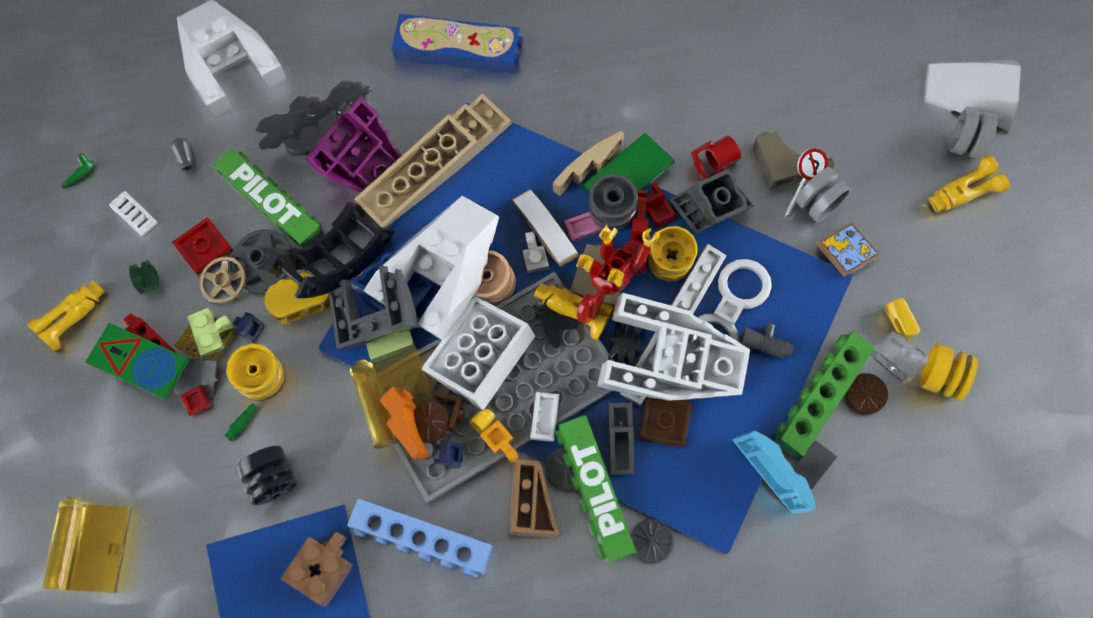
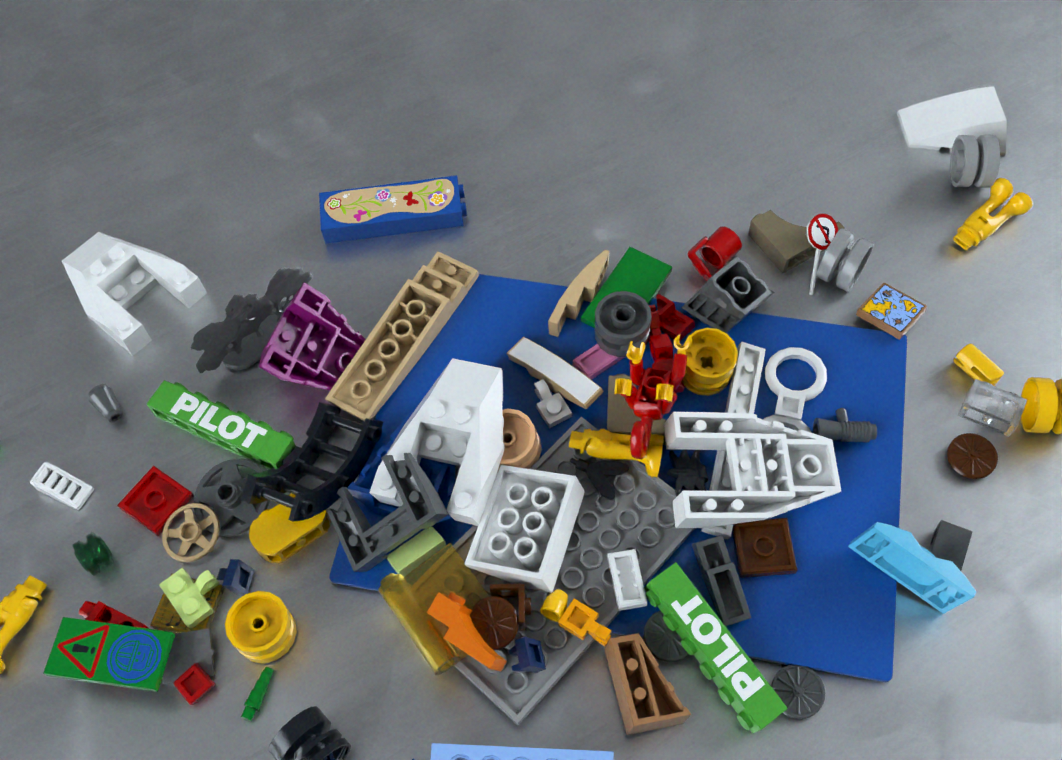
camera: 15 degrees left, 10 degrees down
(858, 352) = (929, 467): bright green brick -> none

